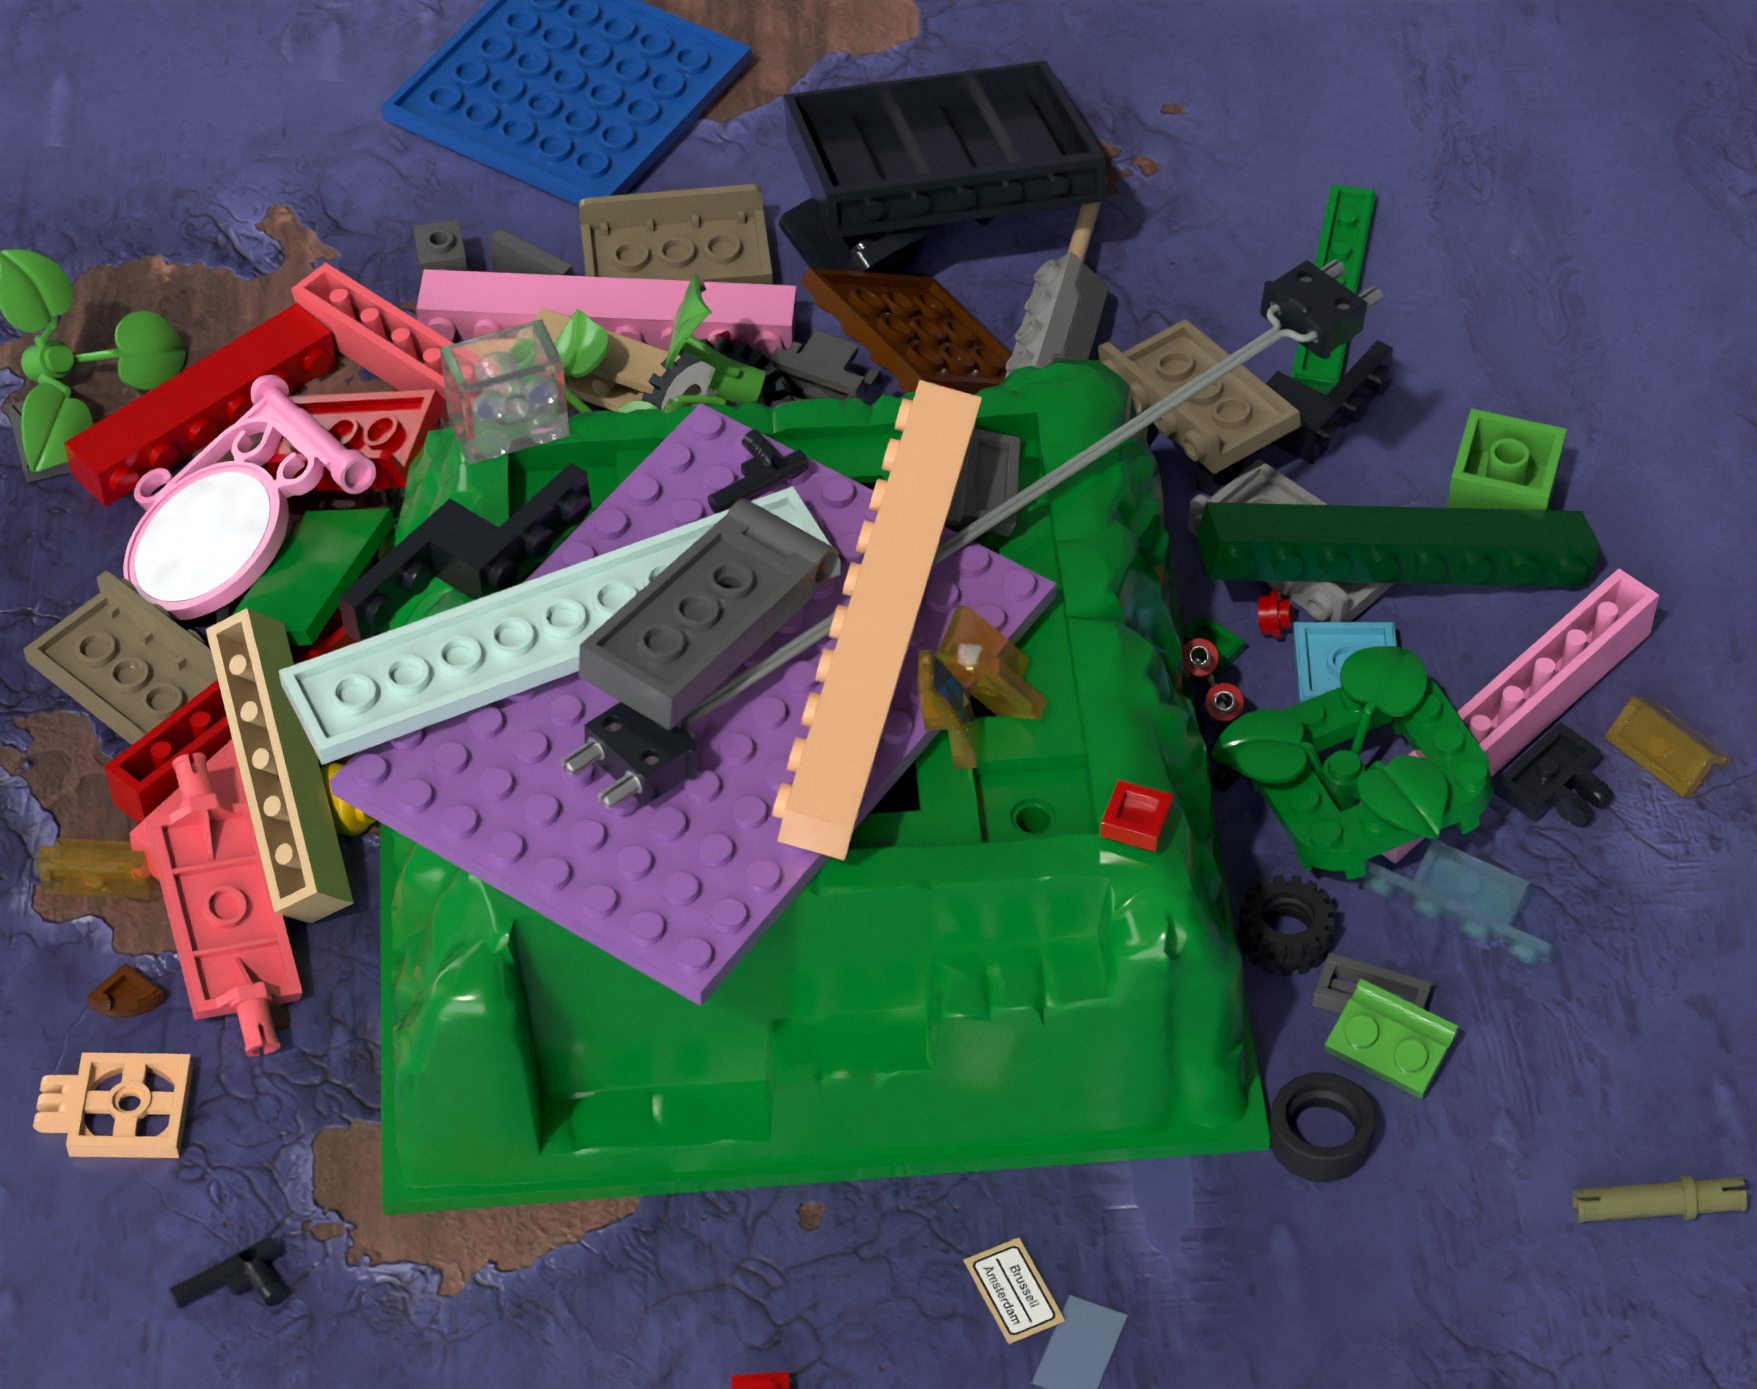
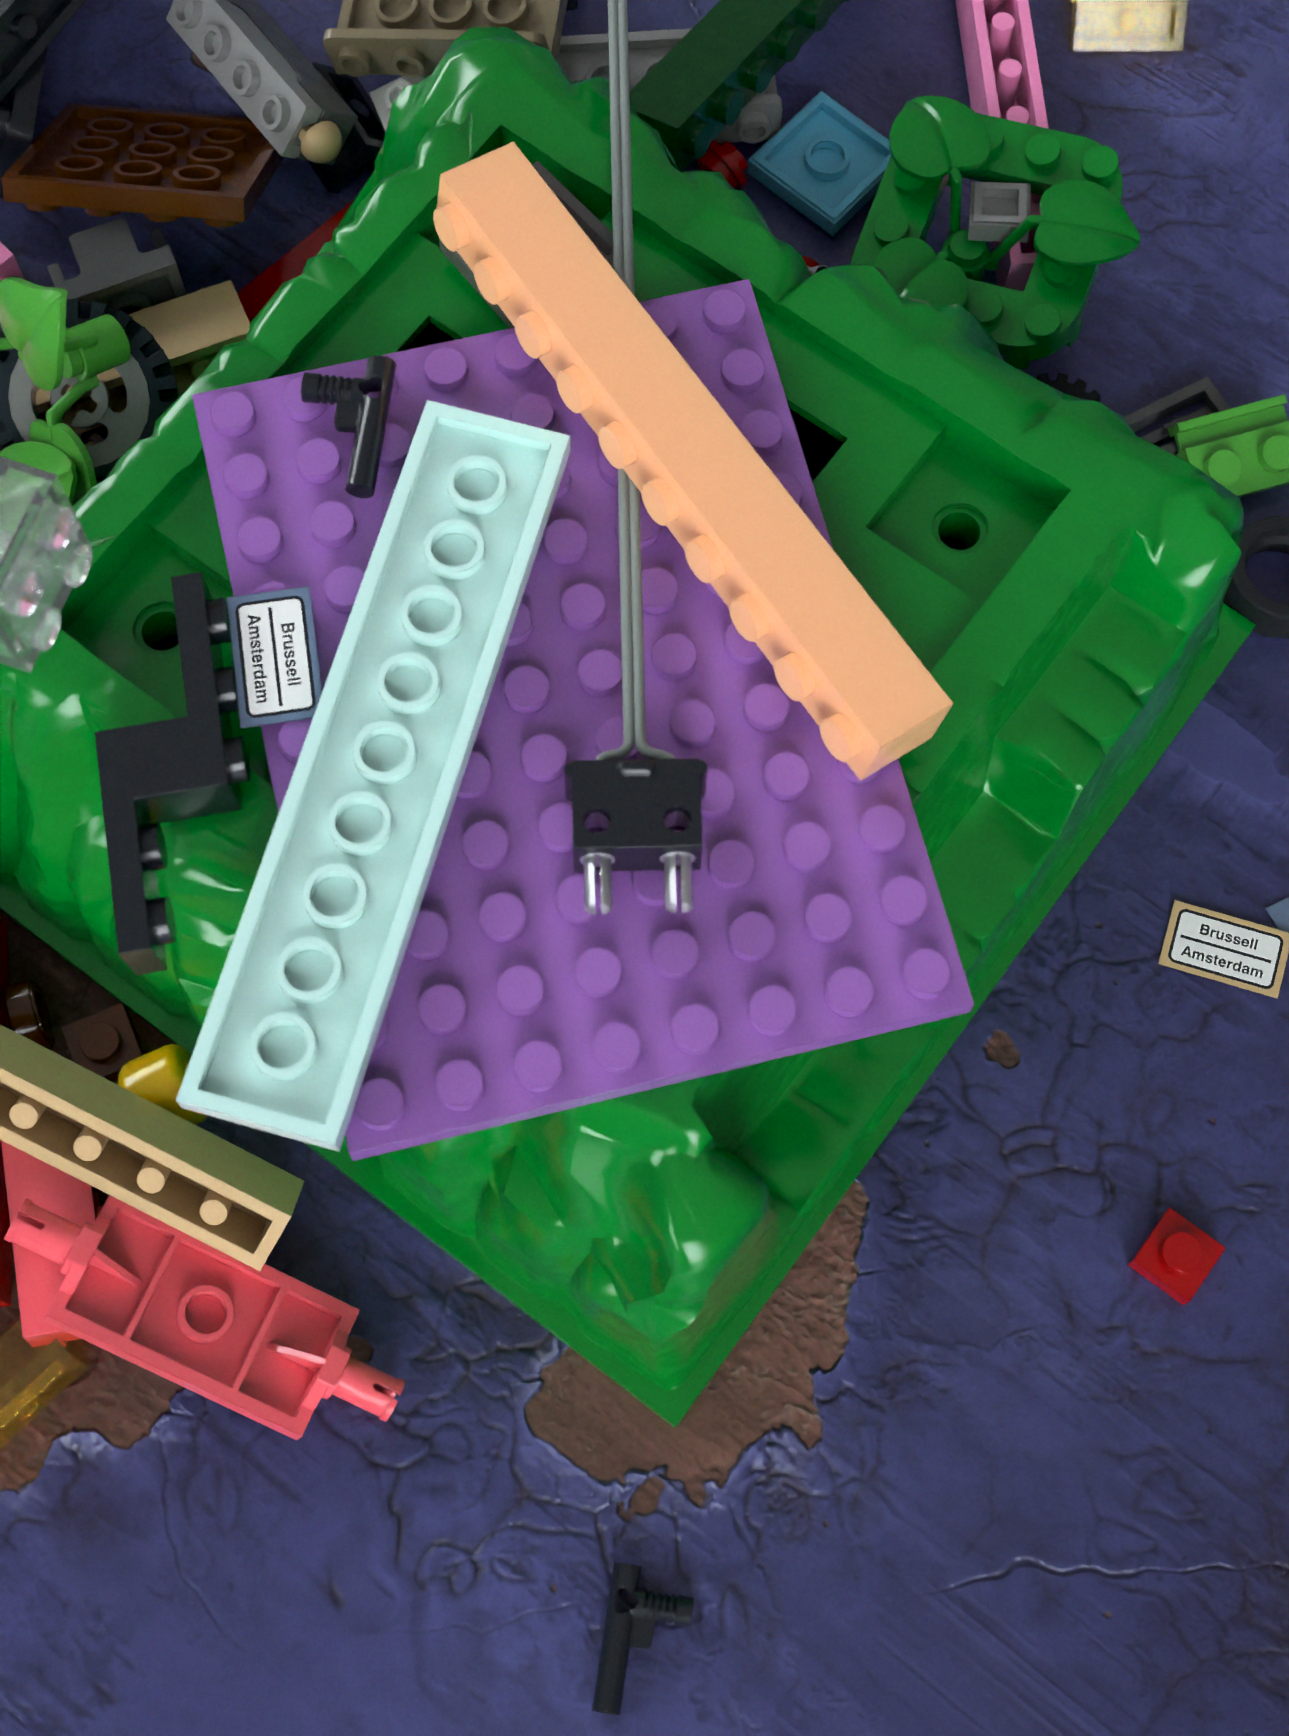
camera: 50 degrees left, 20 degrees up
(72, 1096) = (284, 1632): light nougat piece -> none
(125, 995) = (193, 1481): reddish brown tile -> none
(580, 538) = (274, 656): none -> sticker
(706, 613) = (557, 616): dark grey hinge -> none
(947, 707) = (831, 497): clear yellow slope -> none
(989, 666) = (808, 432): clear yellow panel -> none
(1136, 815) = (1101, 441): red plate -> none
(1379, 747) = (997, 210): none -> light grey tile
(1467, 891) = (1160, 272): clear light blue bracket -> none
(1548, 773) = (1081, 108): black hinge -> none

